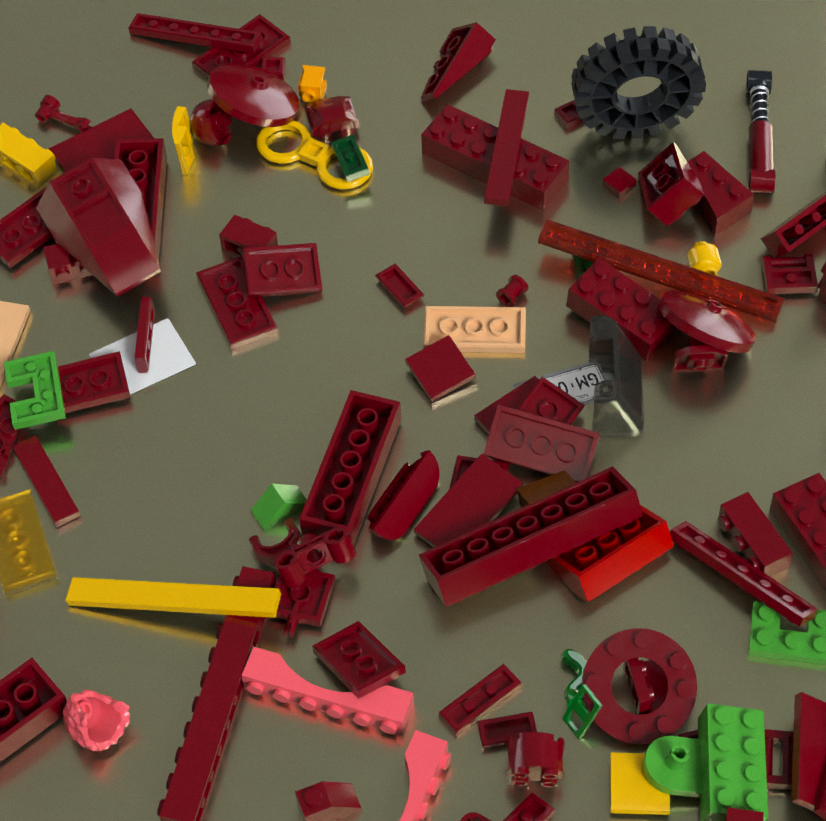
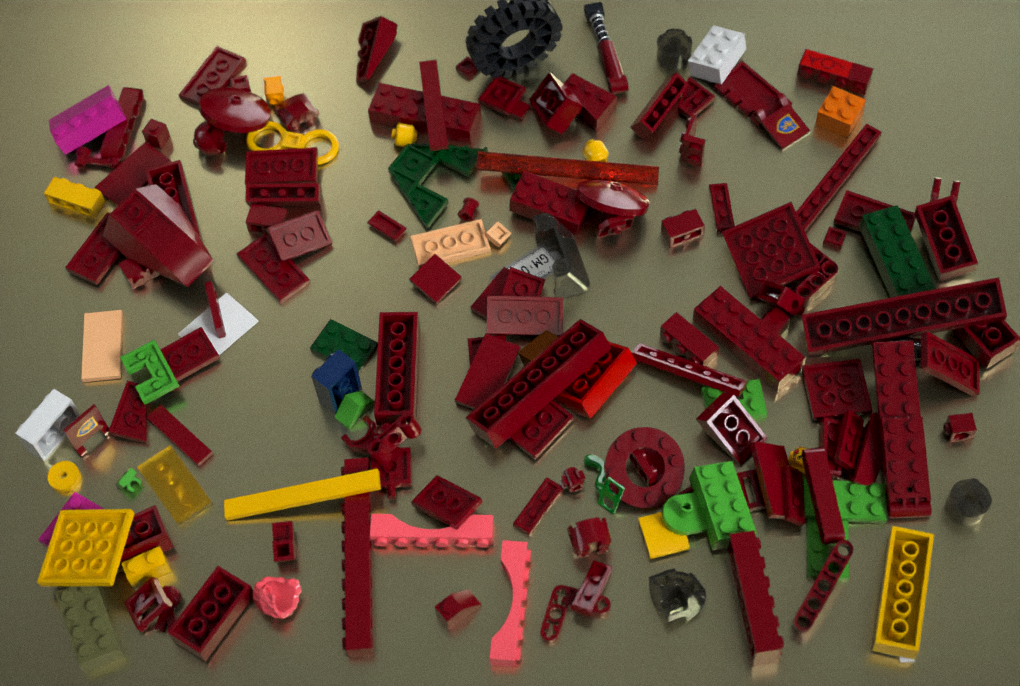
camera: 15 degrees left, 5 degrees up
(66, 65) = (86, 120): none -> dark pink slope
(109, 79) = (118, 136): none -> dark red beam
(128, 657) = (283, 541): none -> dark red brick
(146, 102) = (156, 134): none -> dark red brick
(183, 139) = (194, 156): yellow slope -> none
(195, 33) = (174, 72): dark red tile -> none
(264, 459) = (335, 380): none -> dark blue brick
(280, 213) = (284, 194): none -> dark red brick
(289, 179) = (282, 166): none -> dark red plate
(293, 424) = (353, 344): none -> dark green plate
(350, 158) = (321, 140): dark green plate -> none
(405, 497) = (441, 378): dark red brick -> none
(459, 178) = (404, 134): none -> yellow head
(463, 217) = (414, 166): none -> dark green wing
(497, 730) = (560, 522): dark red tile -> none
(517, 599) = (542, 429): none -> dark red plate
(537, 676) = (572, 479): none -> dark red gear
(541, 332) = (498, 234): none -> light nougat plate
(603, 158) = (501, 95): none -> dark red tile
(777, 665) = (731, 427): none -> dark red slope
(792, 385) = (682, 227): none -> dark red brick
(797, 279) = (657, 152): dark red plate -> none

